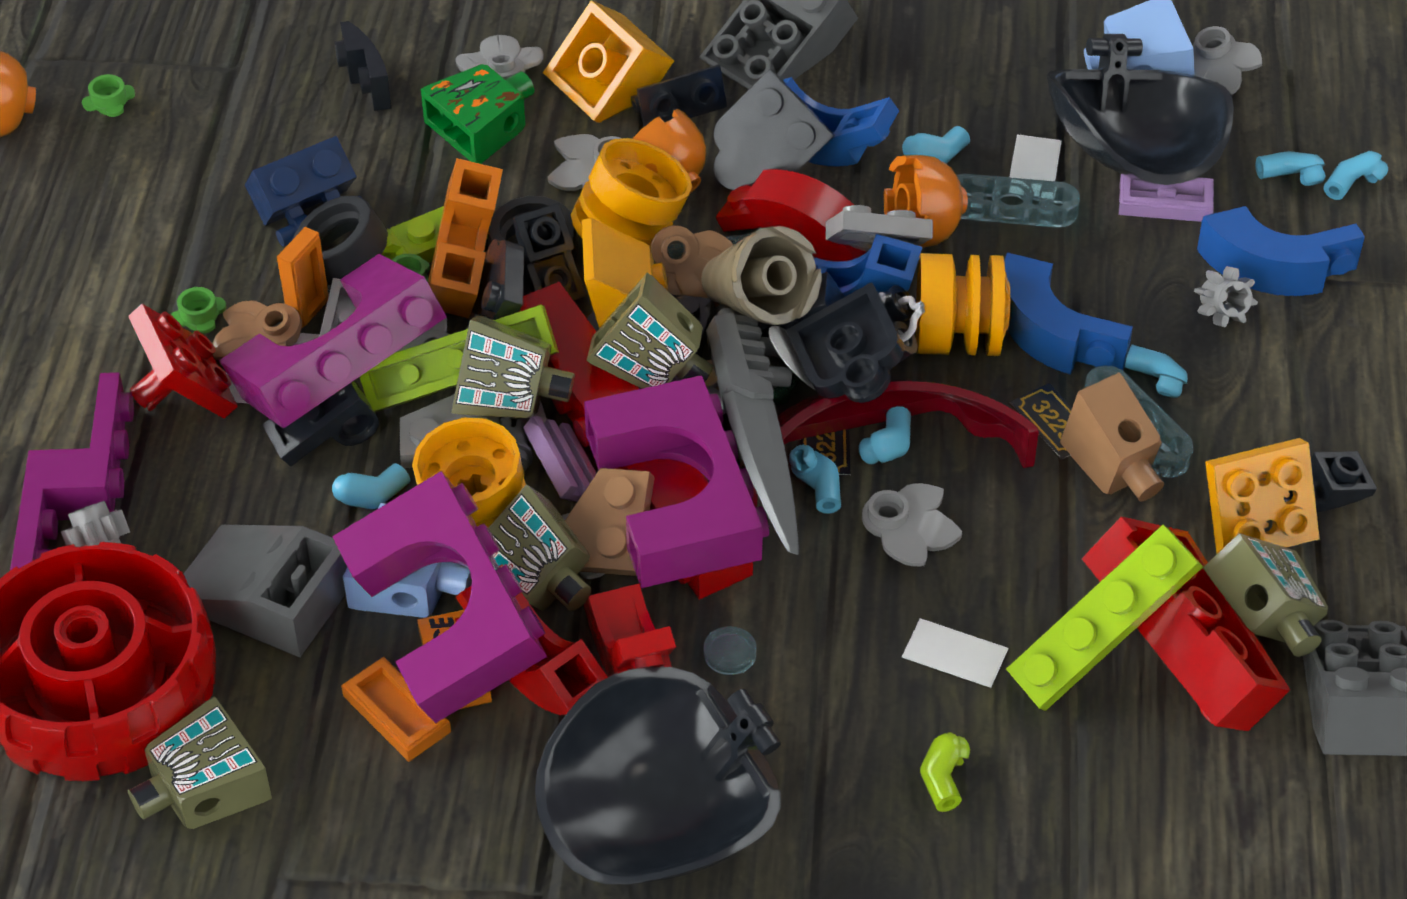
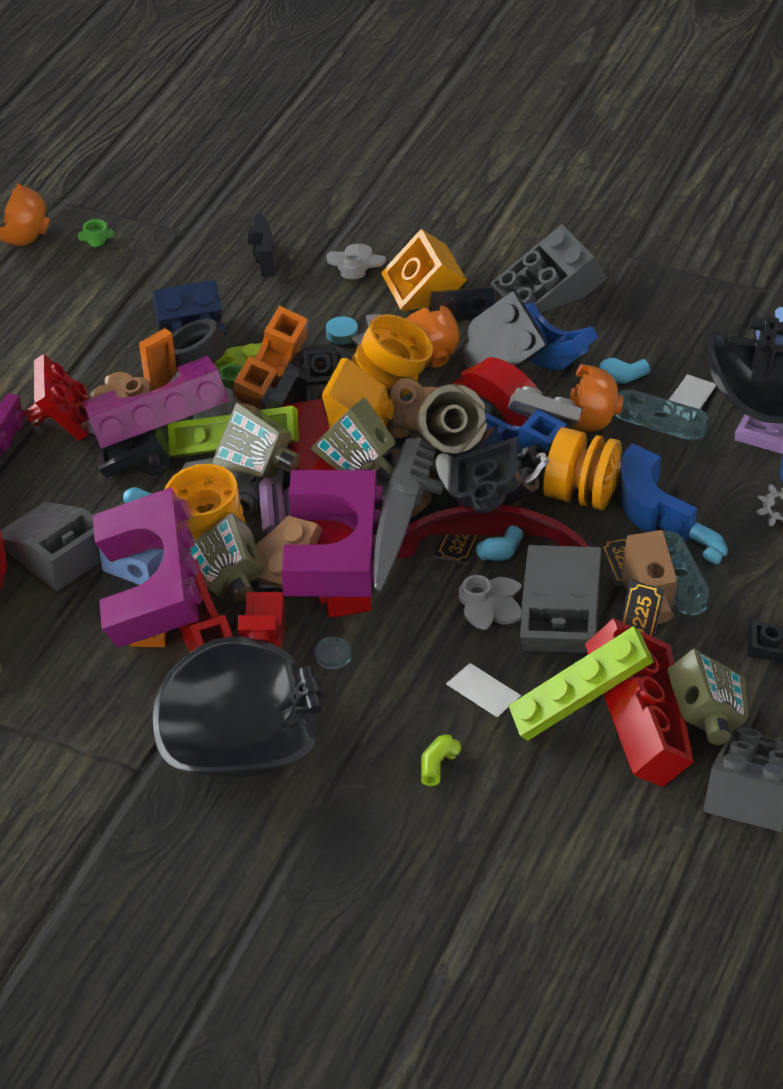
camera: 20 degrees right, 5 degrees down
(199, 309) = (90, 371): bright green plate -> none
(389, 707) = (99, 645): orange tile -> none
(477, 110) = (324, 286): green torso -> none
(528, 170) = (341, 330): none -> medium azure tile
(818, 473) = (442, 556): medium azure arm -> none
(1017, 498) = (560, 598): none -> dark grey slope
(1124, 489) = (642, 607): none -> black sticker
(1246, 500) = (734, 633): light orange plate -> none

